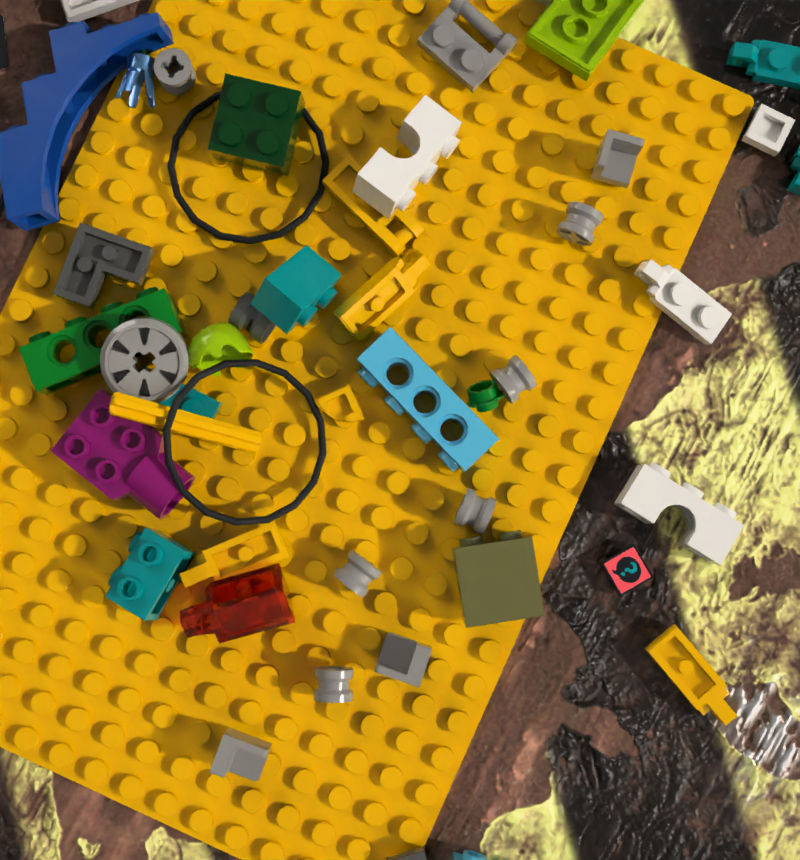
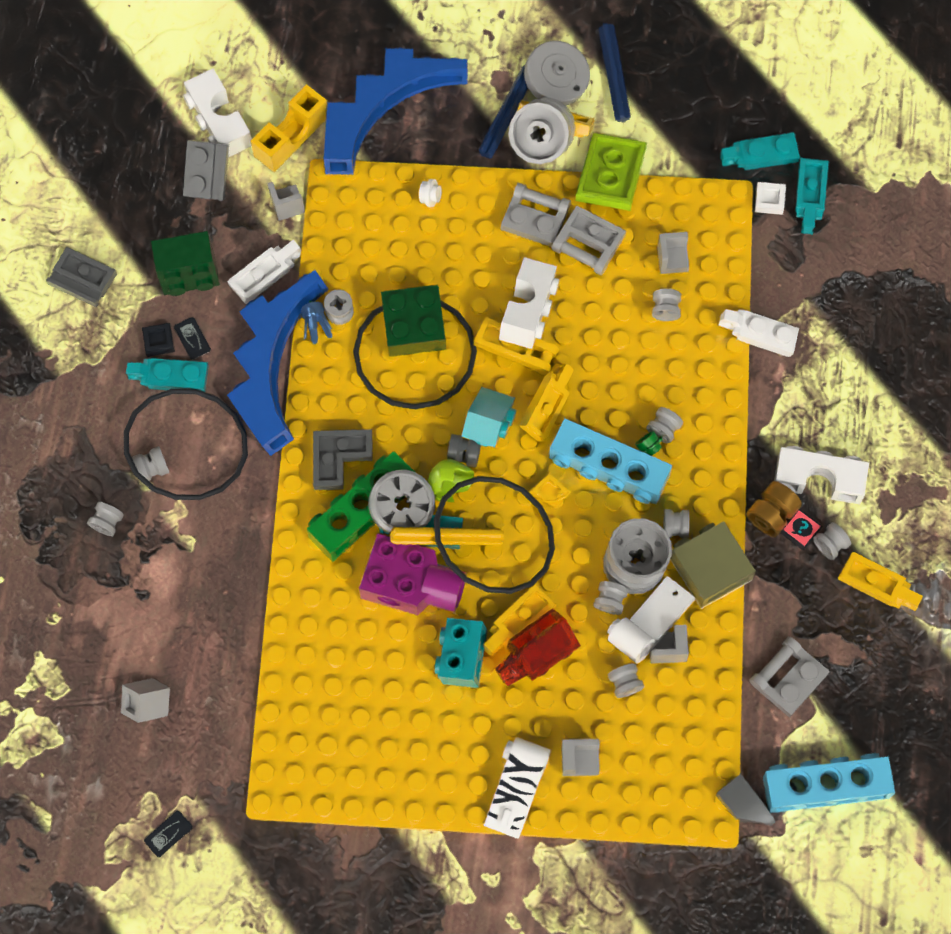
camera: 15 degrees left, 15 degrees down
(153, 760) = (517, 786): none -> white door
(395, 620) = (651, 621): none -> white door
(430, 544) = (638, 540): none -> light grey wheel
(527, 92) = (593, 232): none -> light grey plate
(541, 757) = (796, 684): none -> light grey plate
(602, 536) = (771, 512): none -> pearl gold wheel
(657, 601) = (832, 541): none -> light grey wheel

